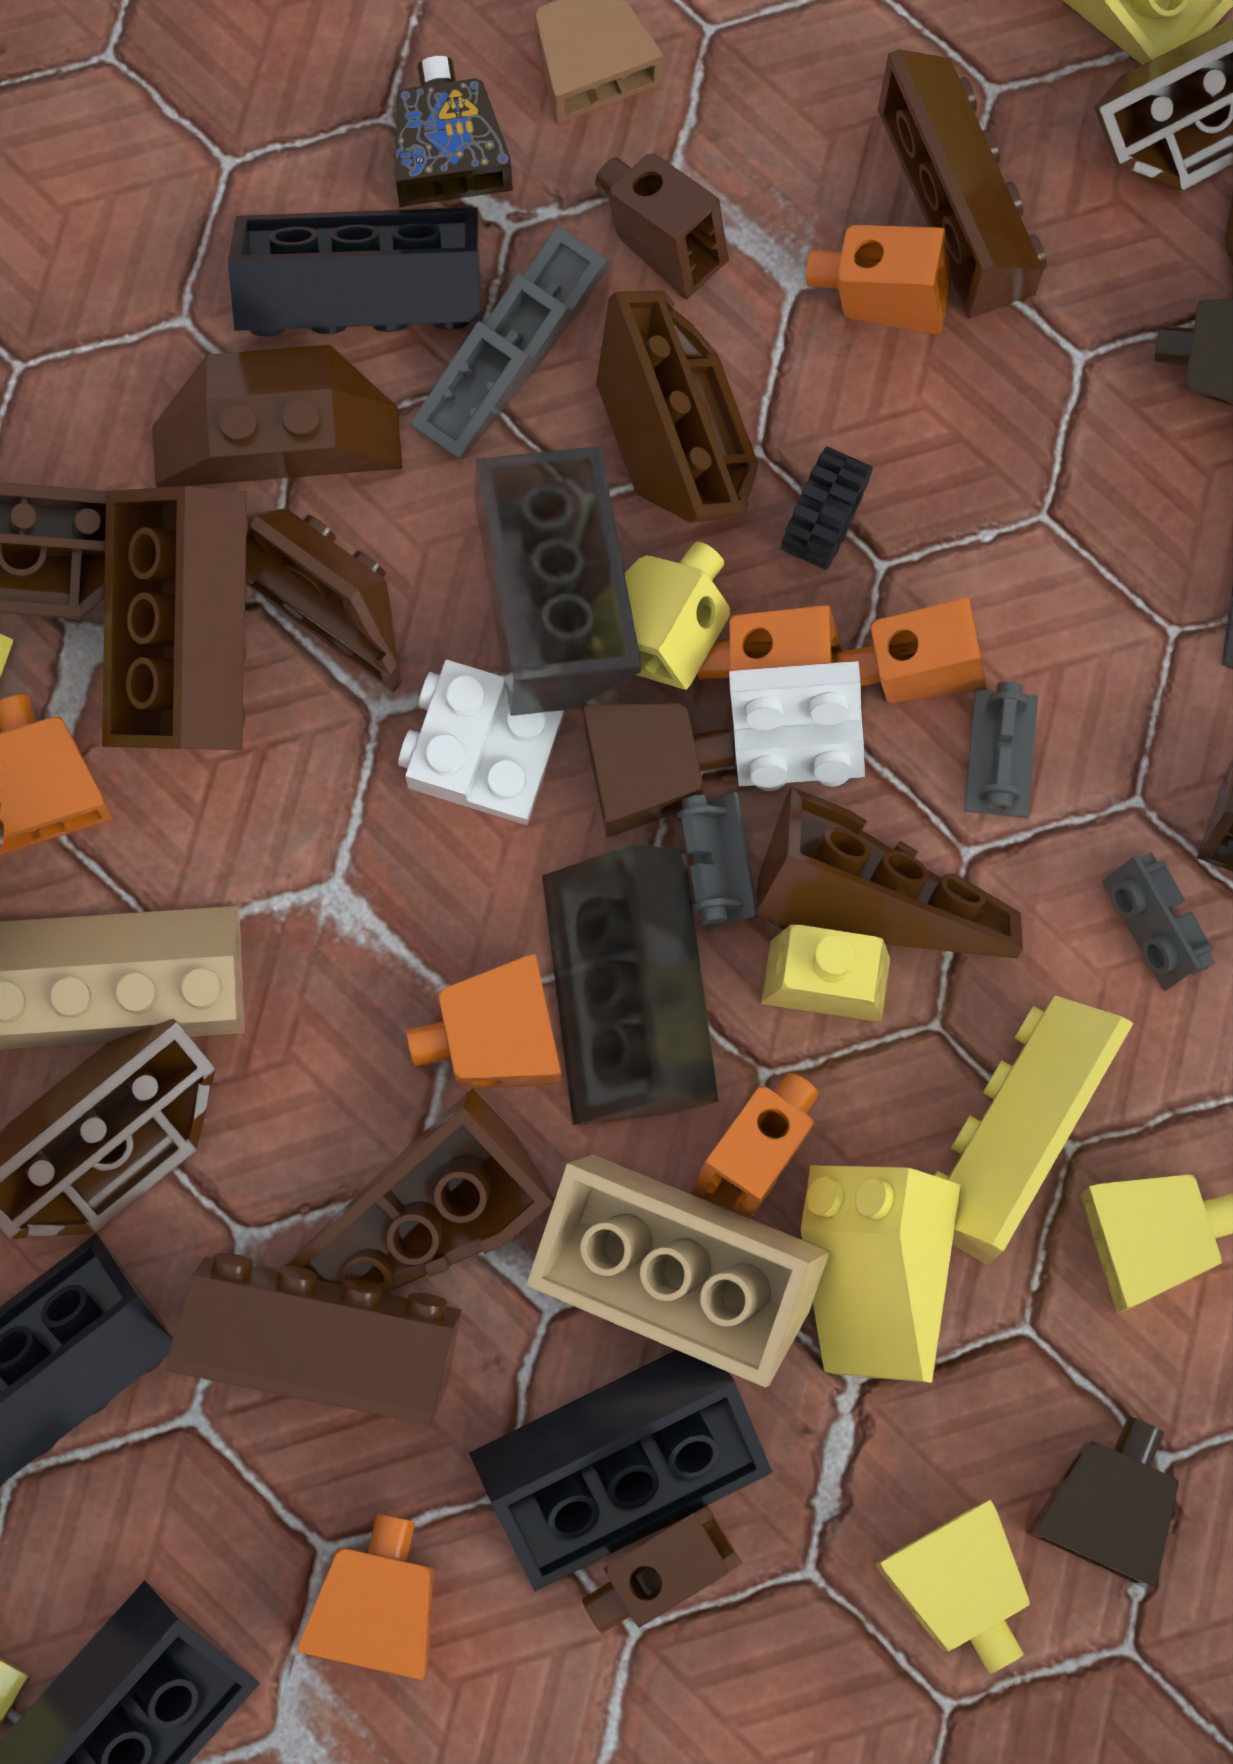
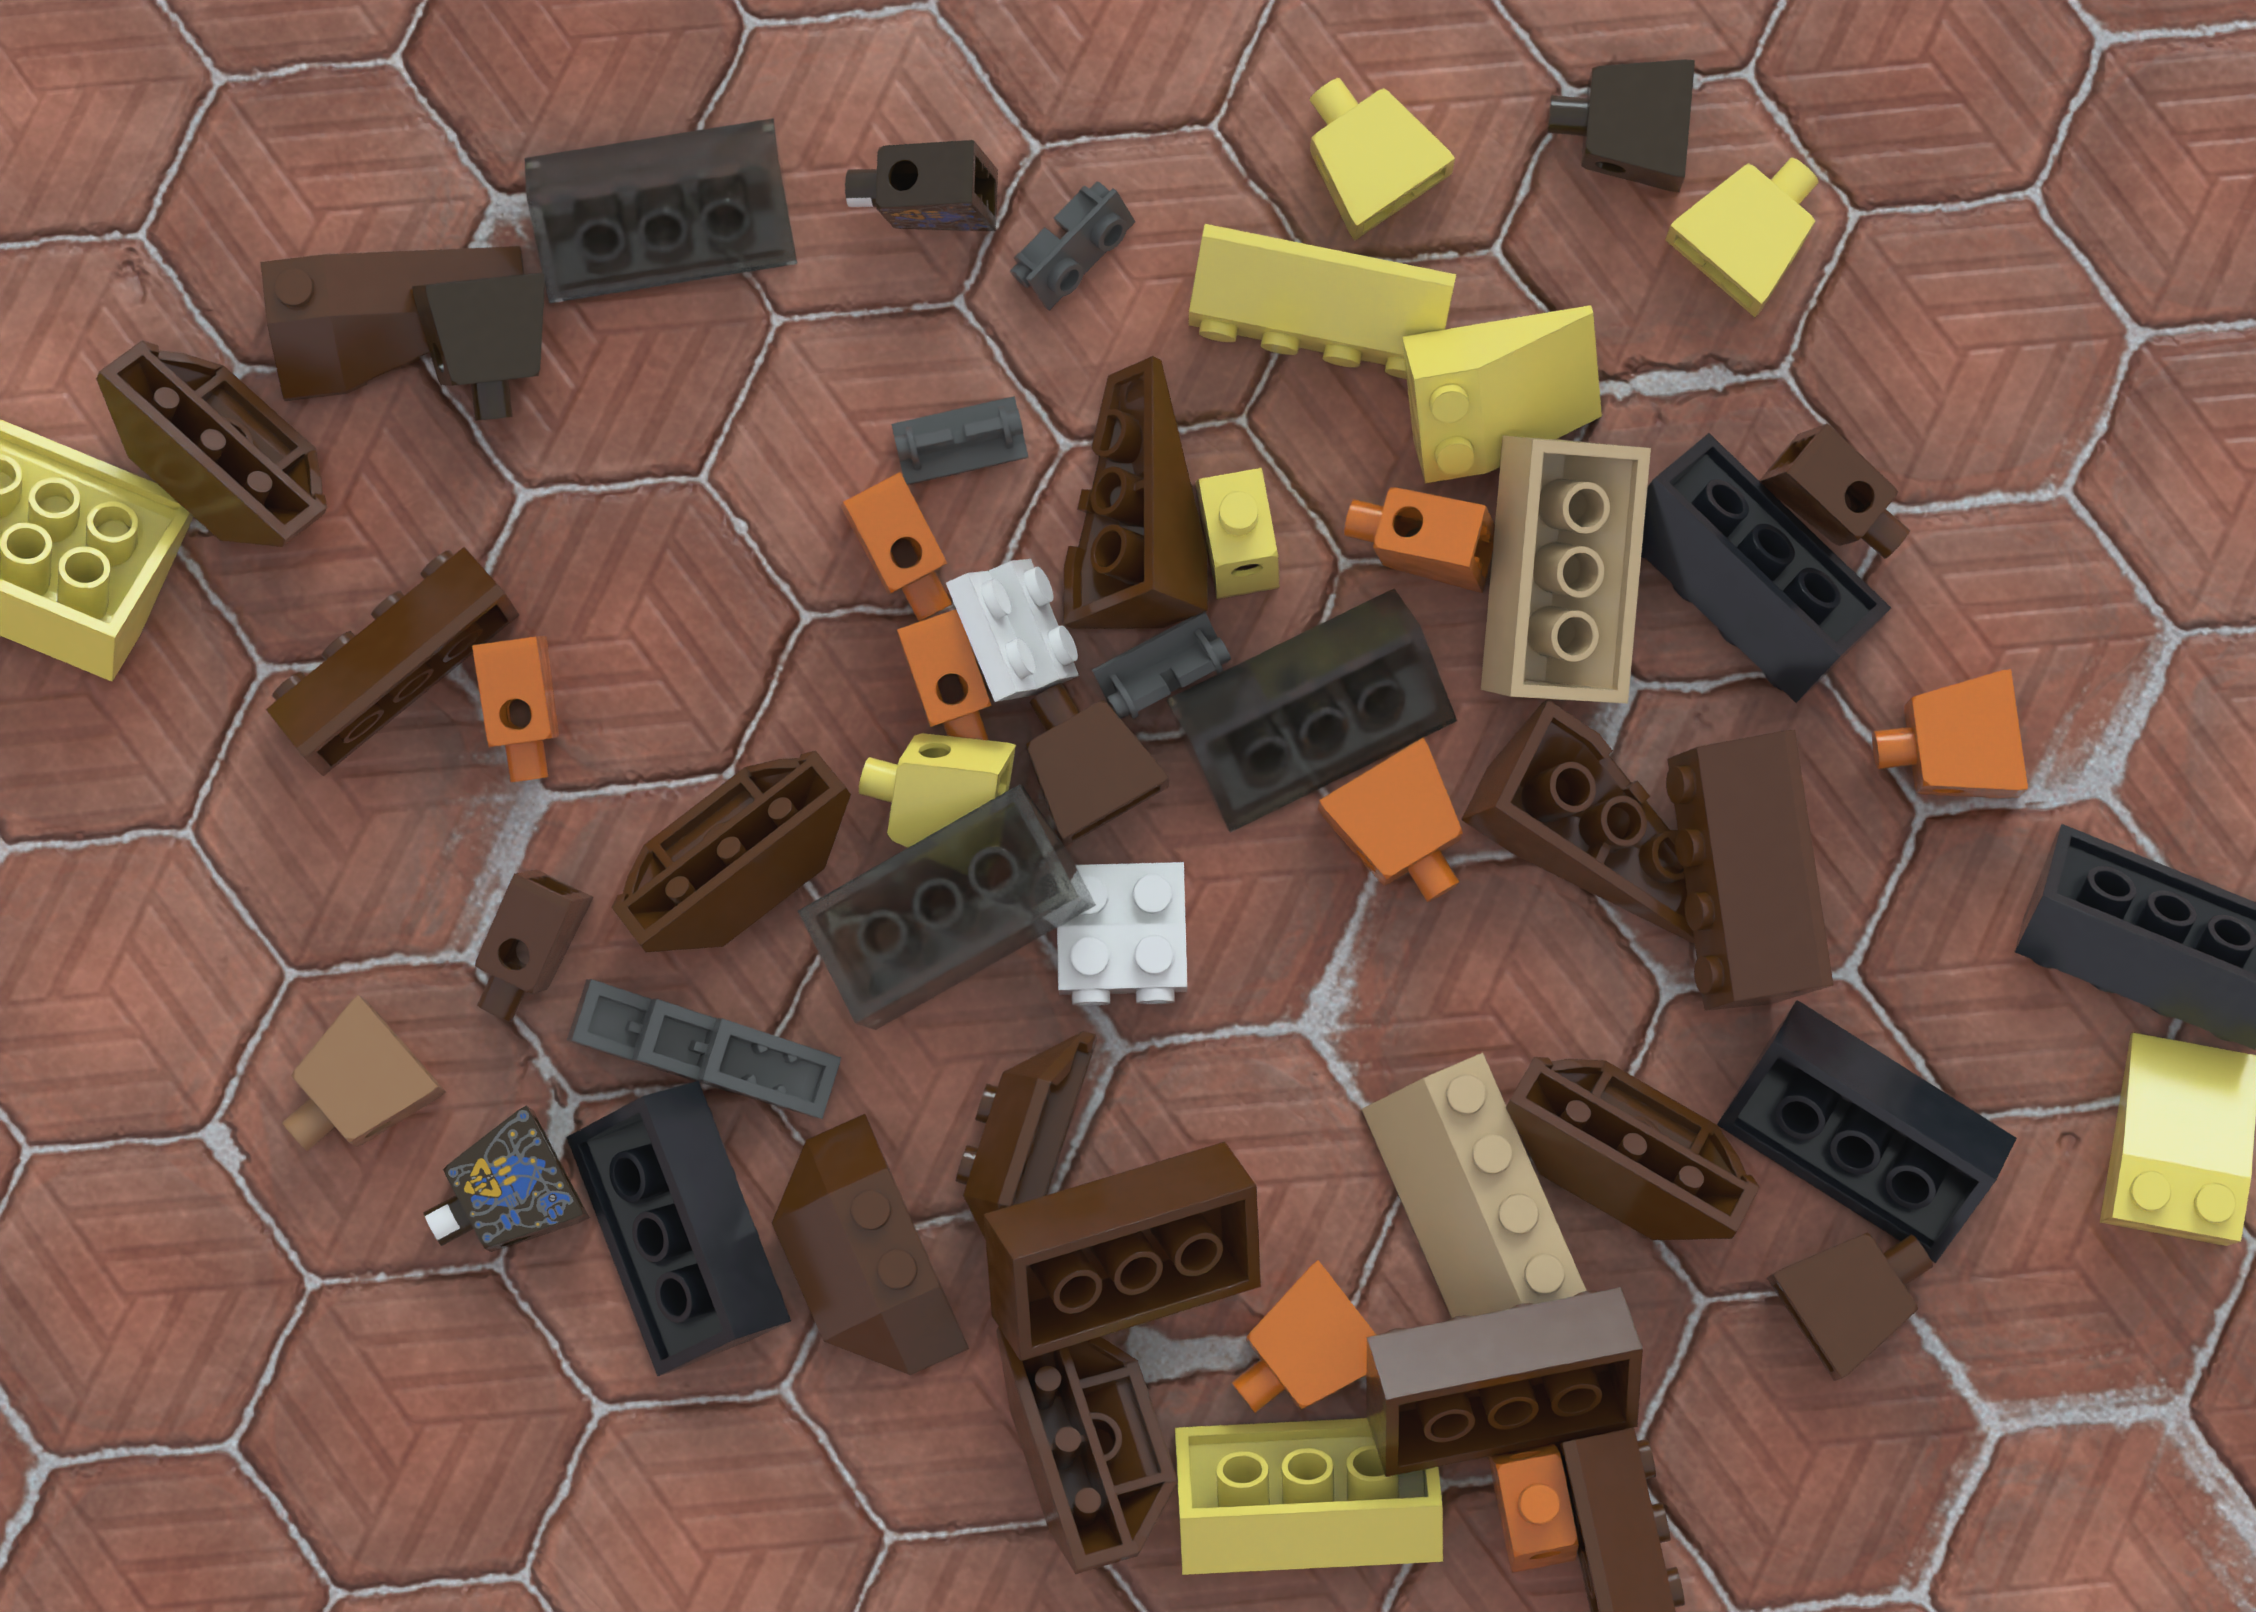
camera: 105 degrees left, 5 degrees up
(826, 507) = (781, 676): black tyre -> none

